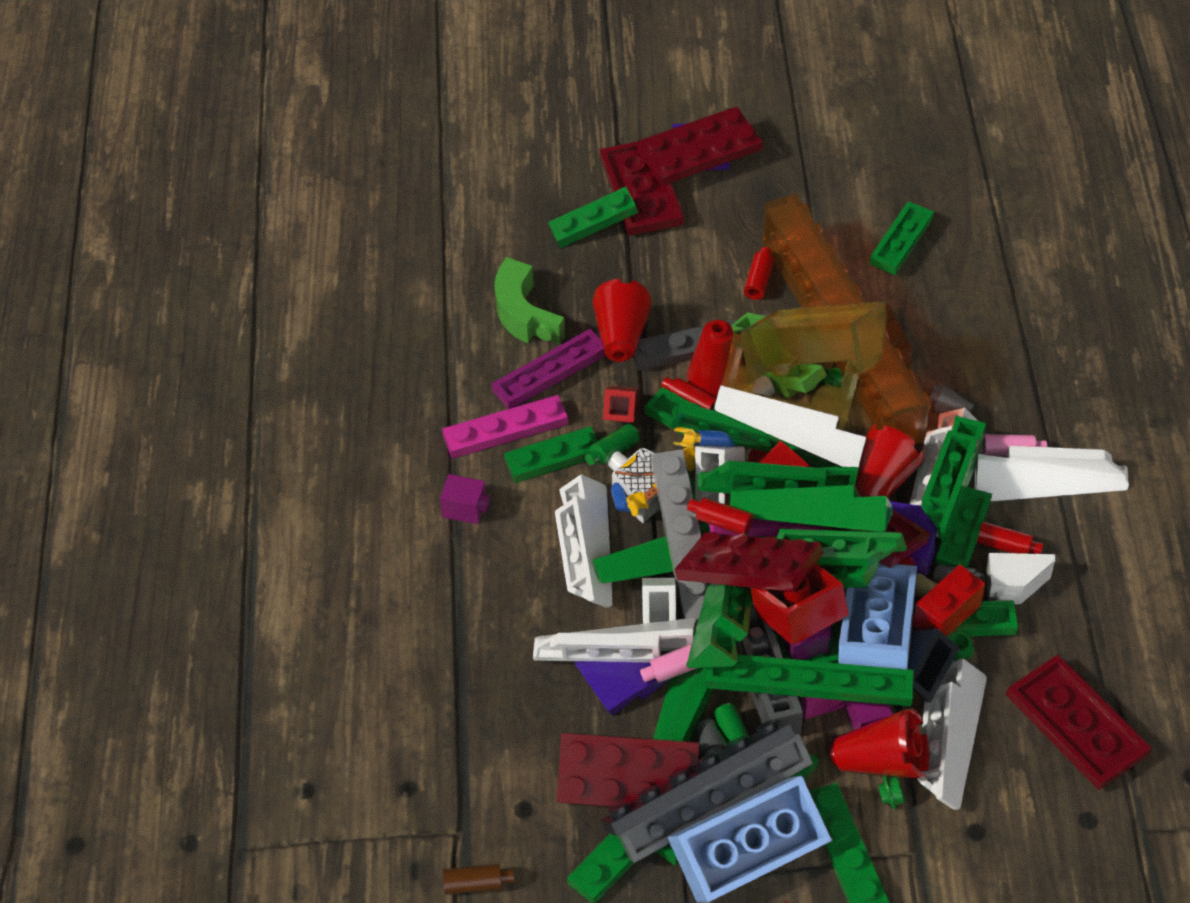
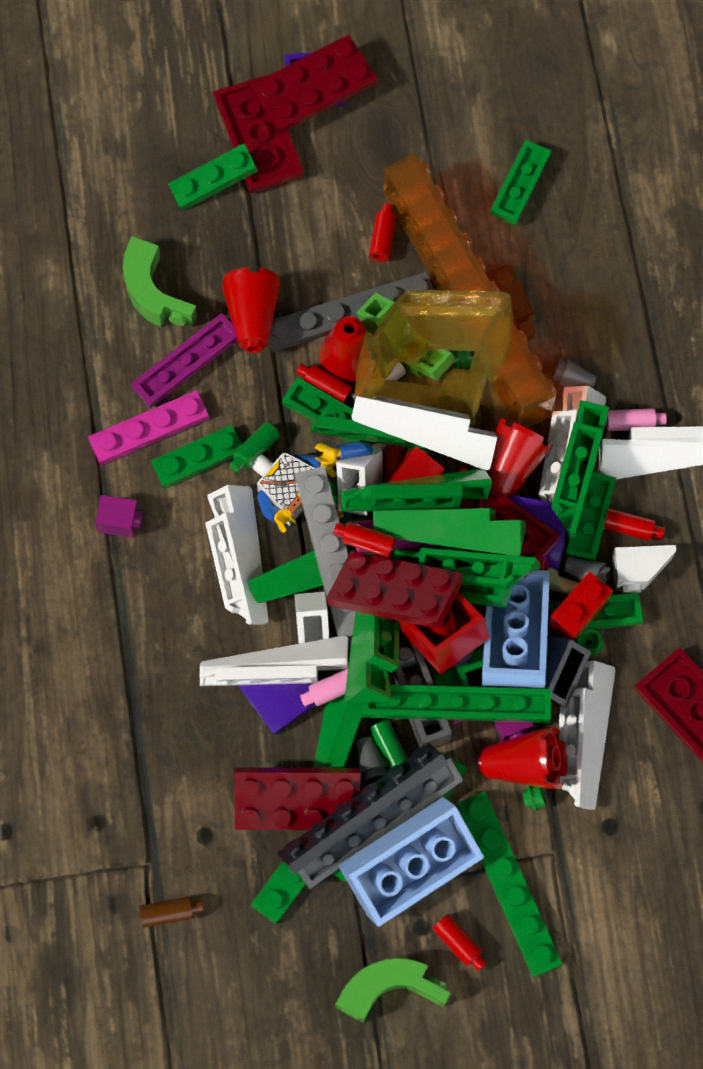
camera: 10 degrees left, 20 degrees up
(620, 404) = (259, 401): red brick -> none

